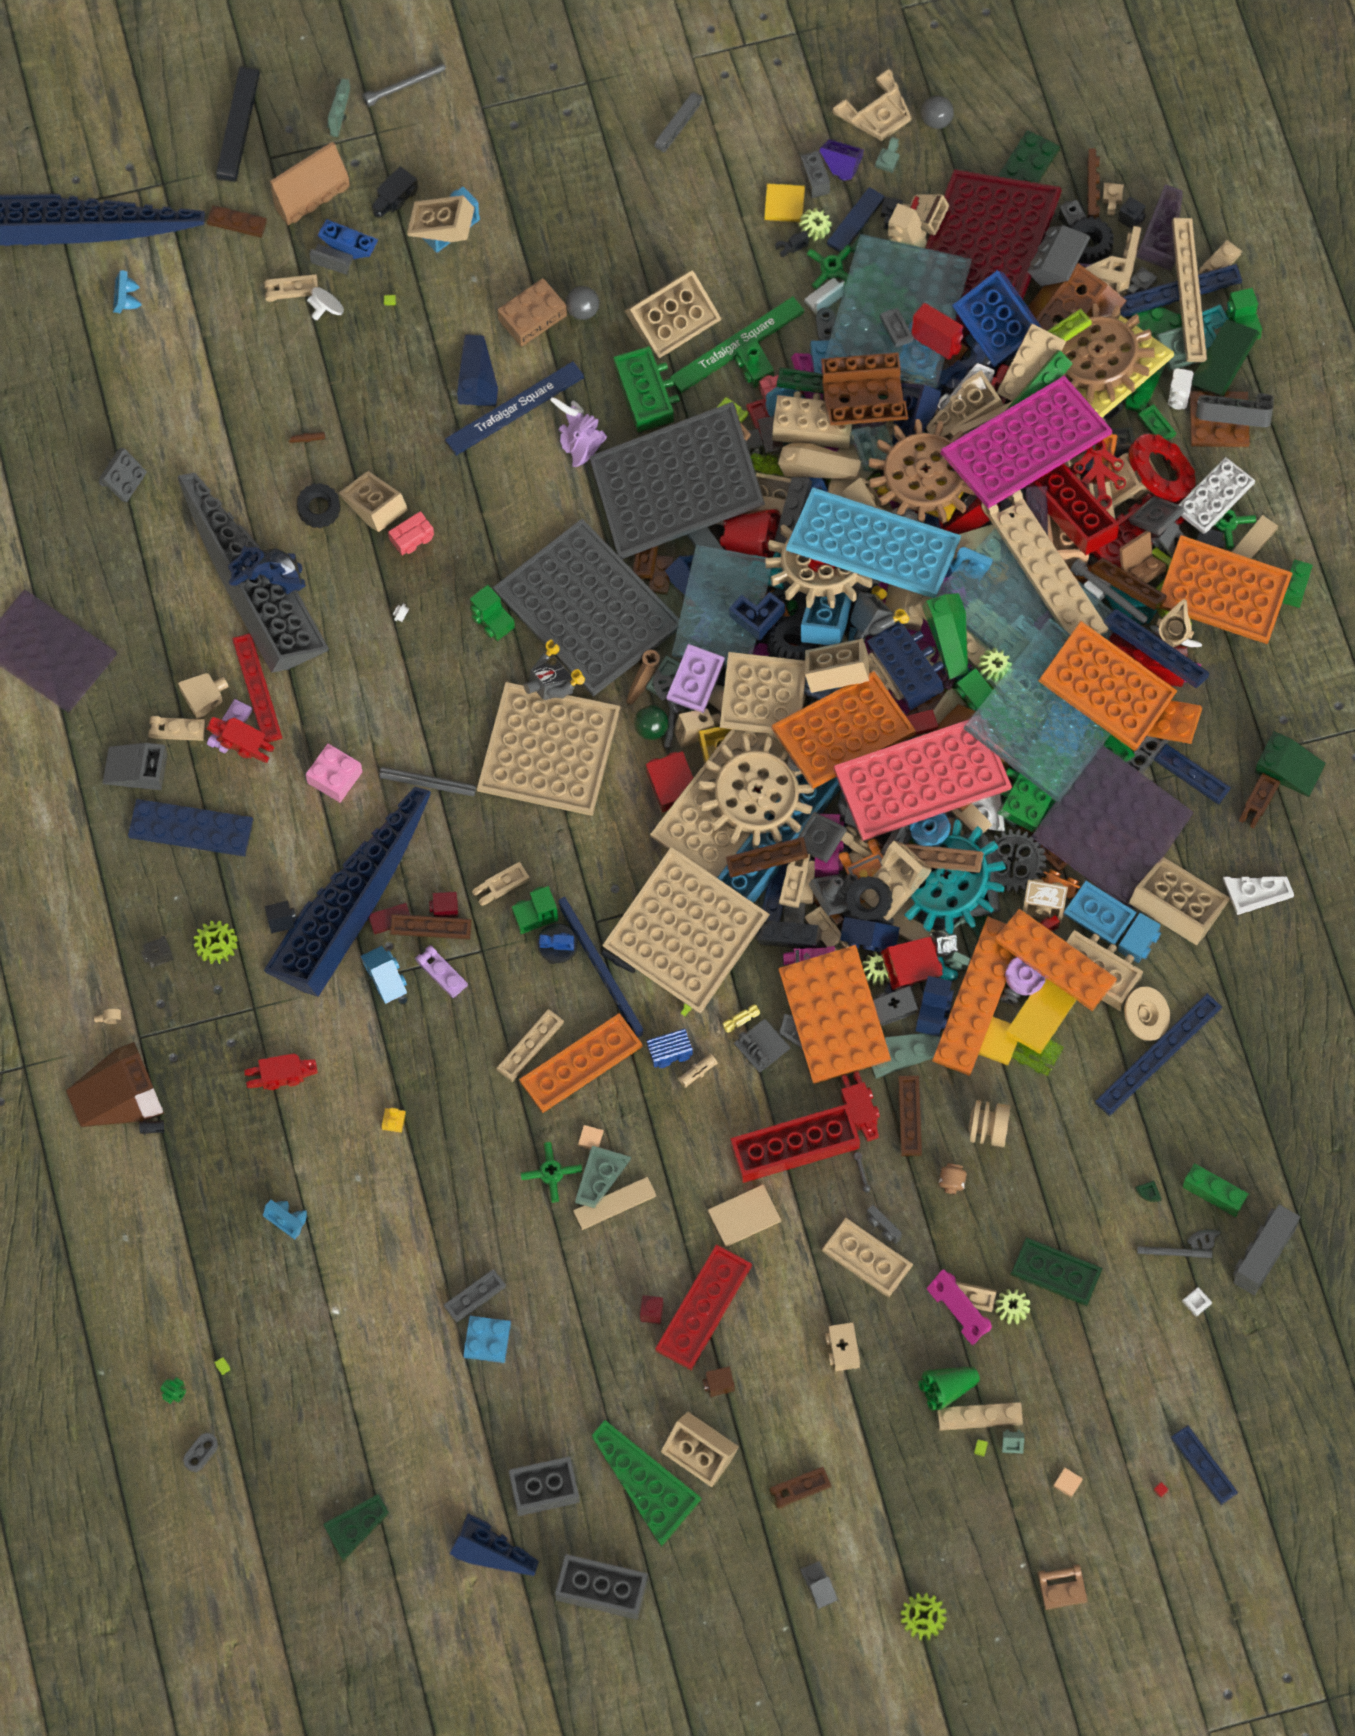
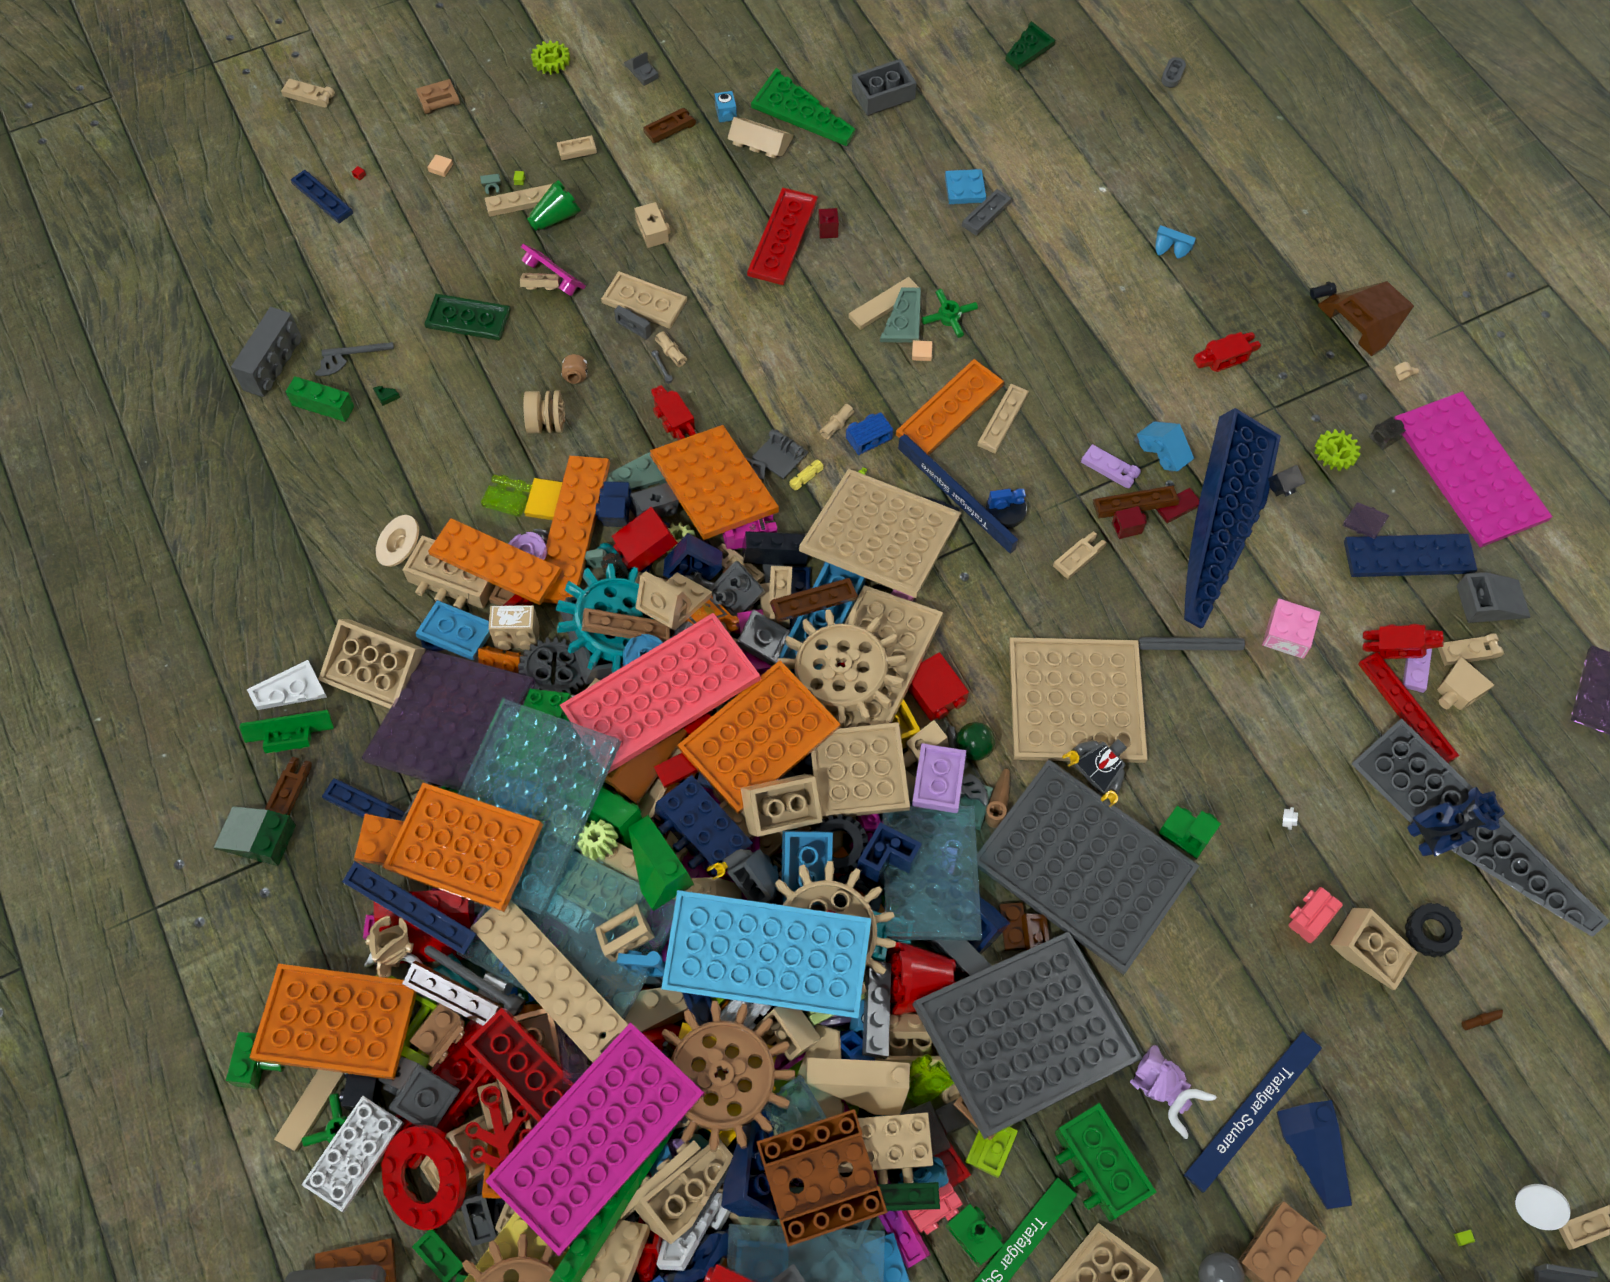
camera: 165 degrees right, 5 degrees down
(91, 904) = (1472, 469): none -> dark pink plate
(173, 1390) = (1214, 105): green gear -> none
(218, 866) = (1366, 520): none -> clear purple piece
(222, 1366) = (1181, 133): lime piece -> none
(393, 1120) = (1108, 334): yellow tile -> none
(483, 1547) = (919, 48): dark blue wedge -> none
(536, 912) = (1036, 528): green brick -> none
(601, 1587) = (817, 31): dark grey brick -> none
(719, 1381) = (755, 183): reddish brown brick -> none
(731, 1499) = (725, 106): none -> dark azure brick
(744, 1215) = (763, 312): tan tile -> none
(795, 1143) = (729, 367): red brick -> none
(849, 1187) = (670, 349): none -> tan pin
(880, 909) = (700, 565): black tyre -> none
(910, 1116) = (624, 416): reddish brown plate -> none
(911, 1475) = (576, 147): none -> tan plate
(983, 573) = (628, 941): none -> tan tile
(1009, 1298) = (504, 278): yellowish green gear -> none
(1041, 1016) = (509, 512): yellow tile -> none
(1140, 937) = (410, 615): dark azure brick -> none
(1158, 1054) = (388, 510): dark blue tile -> none
(1197, 1301) = (334, 314): white tile -> none
(1214, 1623) = (307, 92): none -> tan plate
(1259, 845) = (286, 731): none -> green bracket

